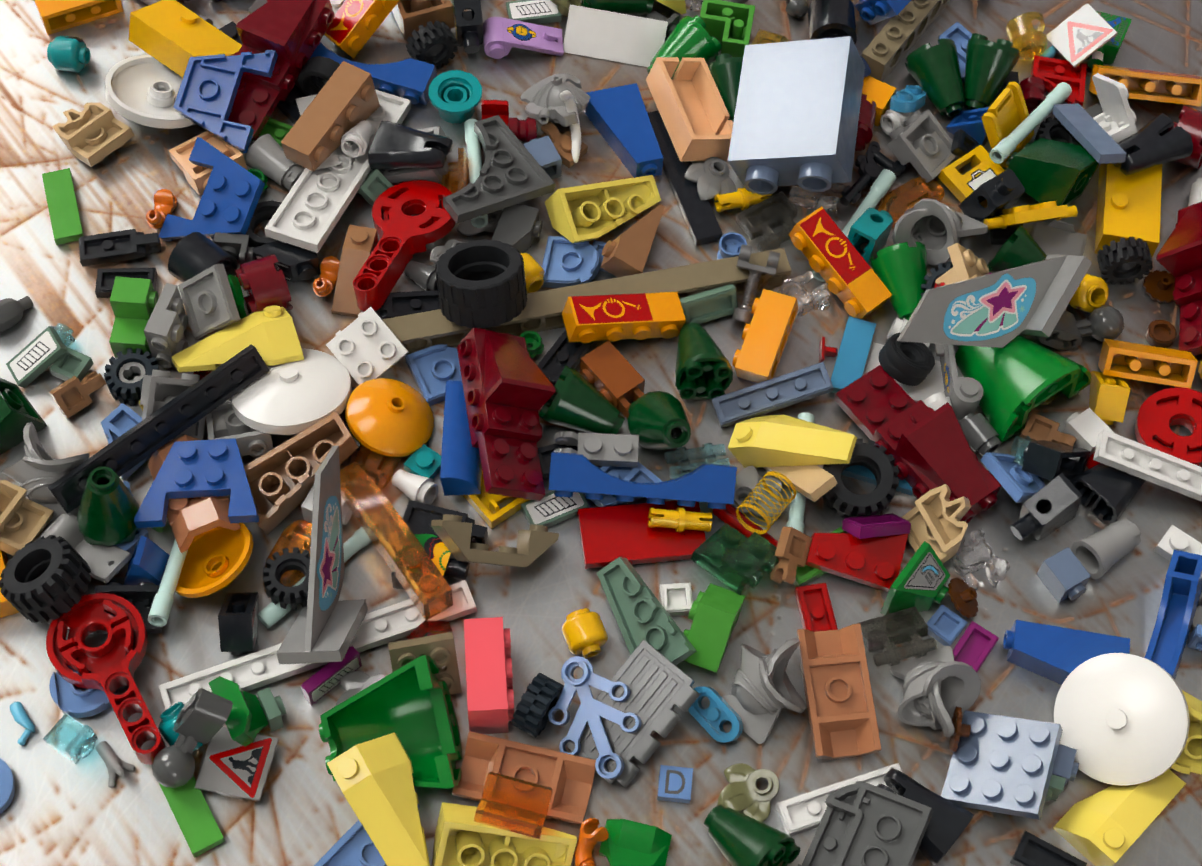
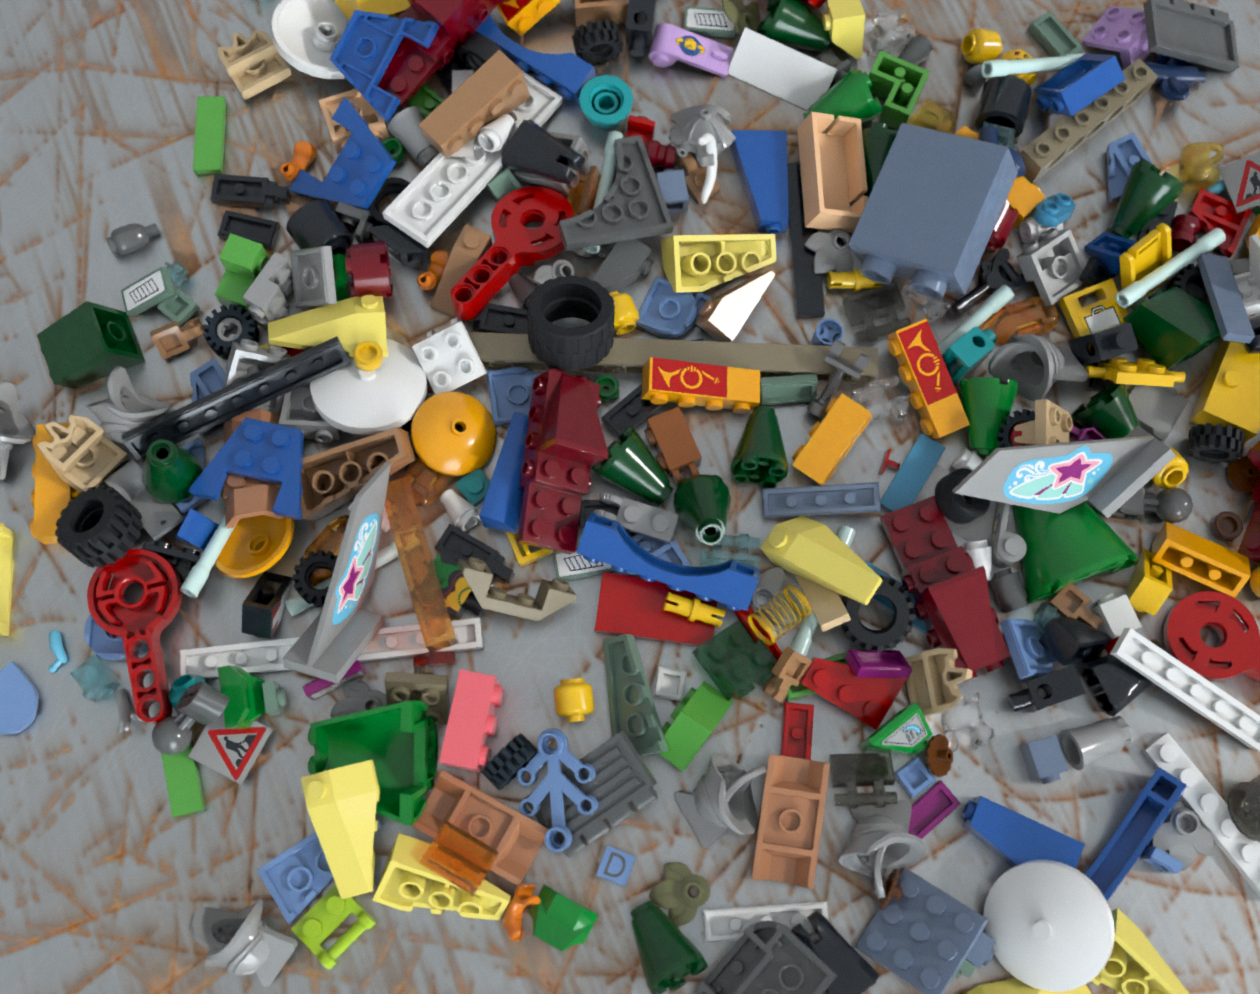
camera: 15 degrees right, 15 degrees up
(286, 358) = (368, 355): none -> yellow tile
(715, 715) = (669, 810): dark azure plate -> none
(939, 75) = (1094, 191): dark green cone -> none

